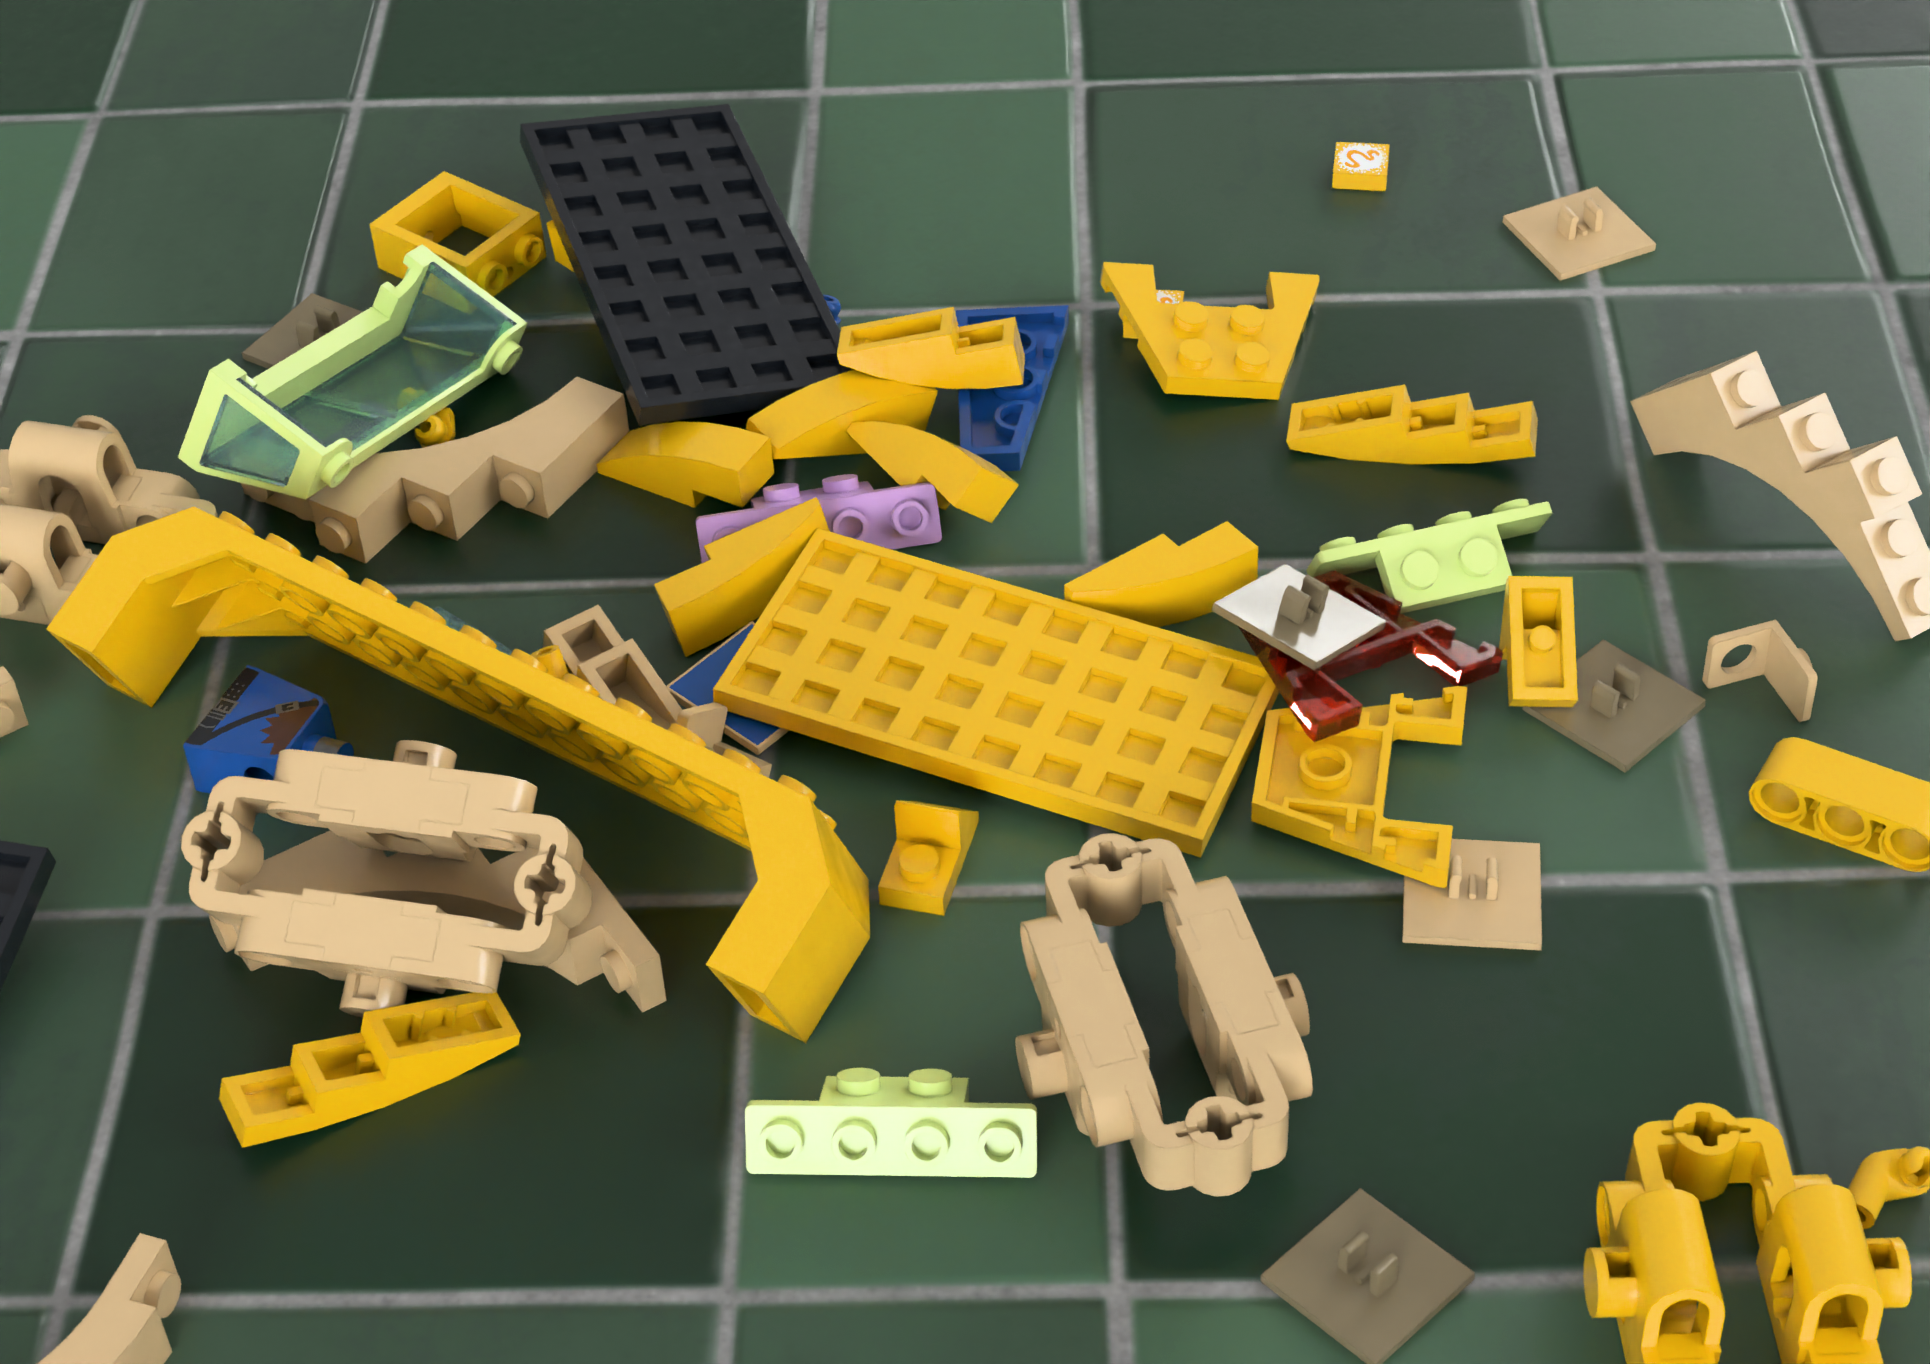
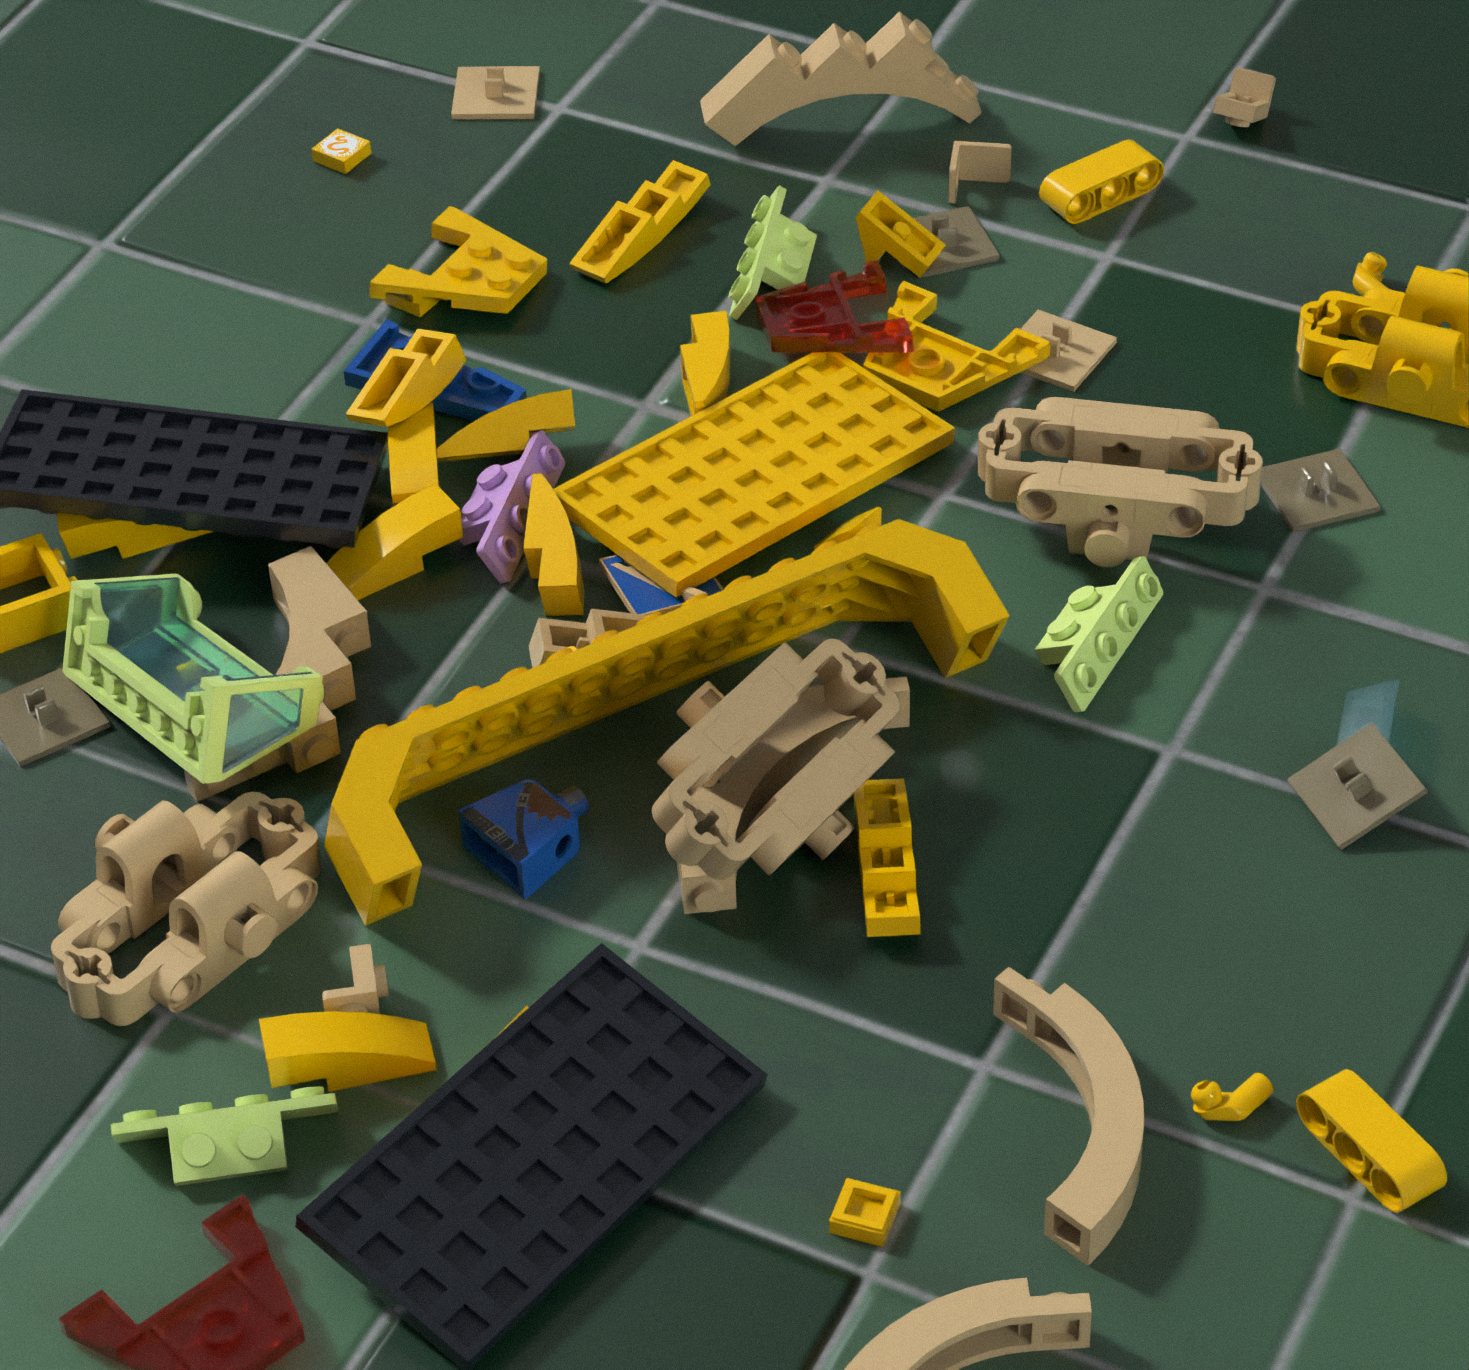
camera: 65 degrees left, 0 degrees up
(1299, 616) = (800, 317): piece -> none

